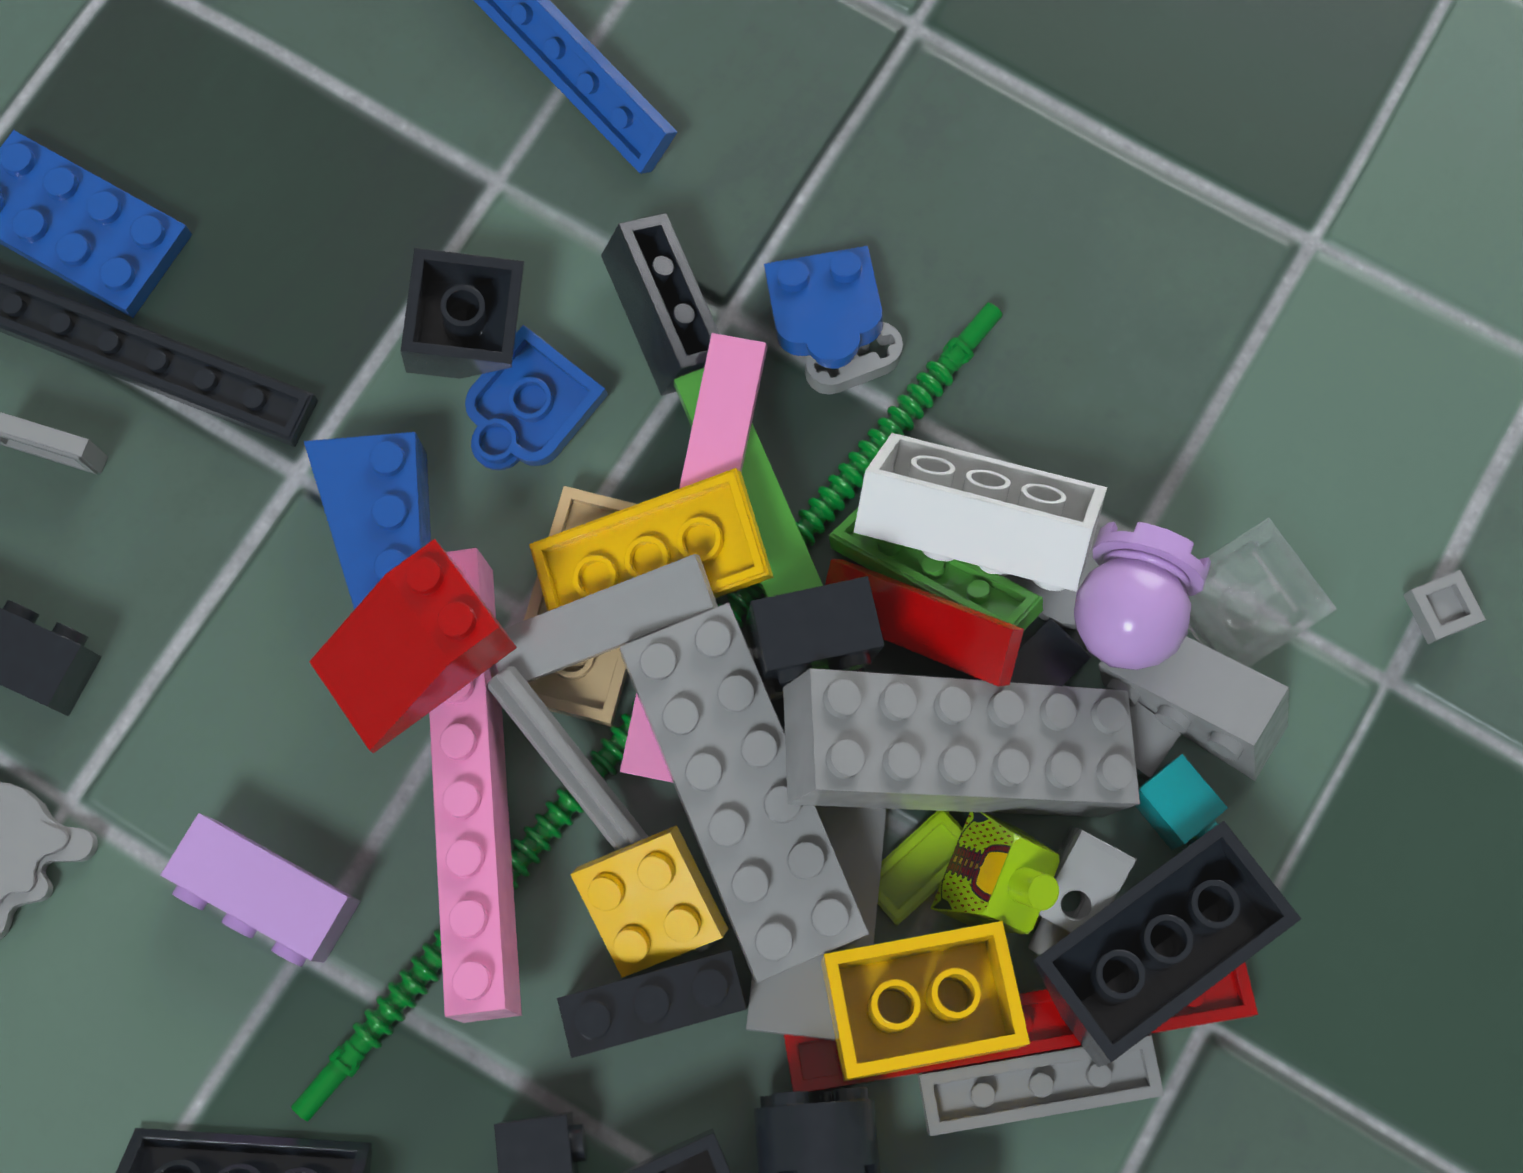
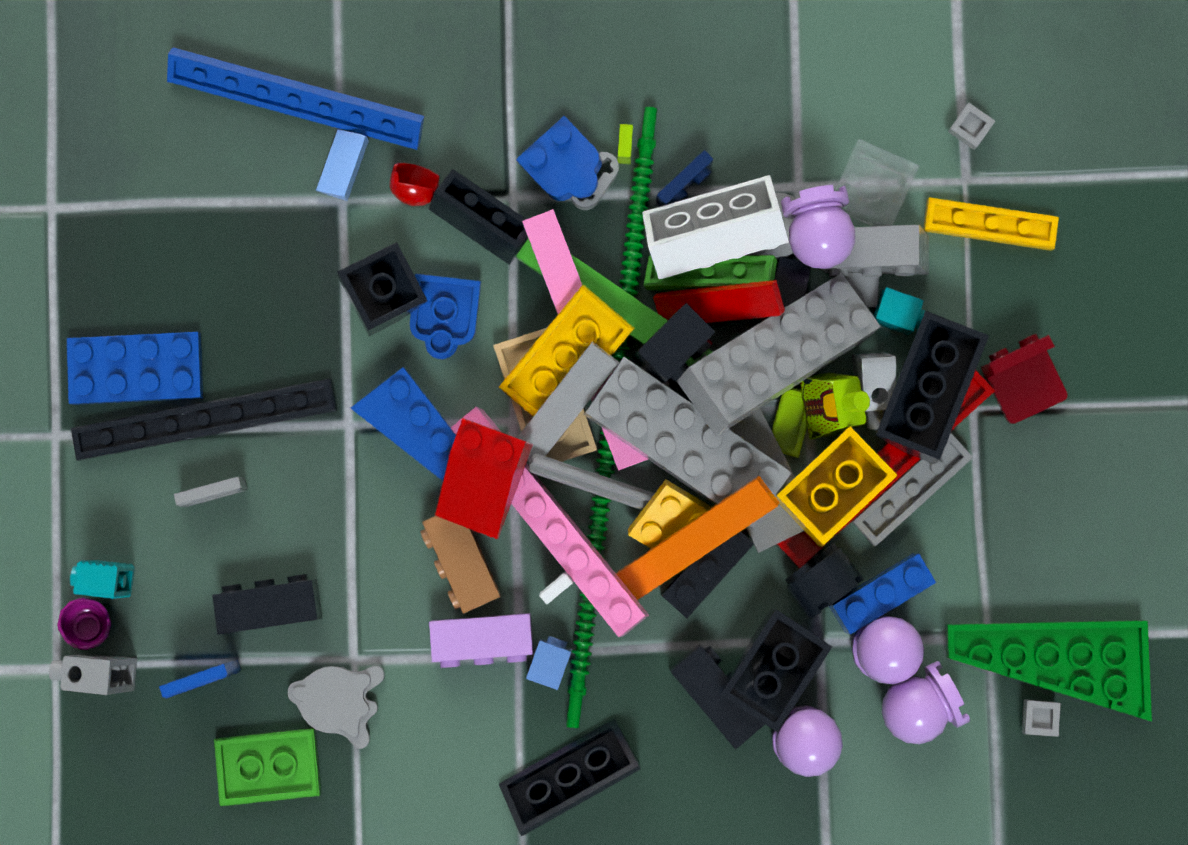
camera: 30 degrees left, 10 degrees up
(307, 764) = (461, 563): none -> medium nougat brick
(330, 991) = (549, 662): none -> medium blue brick
(406, 882) = (556, 588): none -> white tile
(530, 135) = (342, 164): none -> light blue slope
(598, 206) = (413, 184): none -> red hair
(669, 943) = (698, 537): none -> orange tile
(927, 331) = (625, 143): none -> lime tile
(998, 427) = (695, 172): none -> dark blue plate
(1314, 1025) = (1025, 379): none -> dark red bracket
(1394, 766) = (991, 224): none -> yellow tile

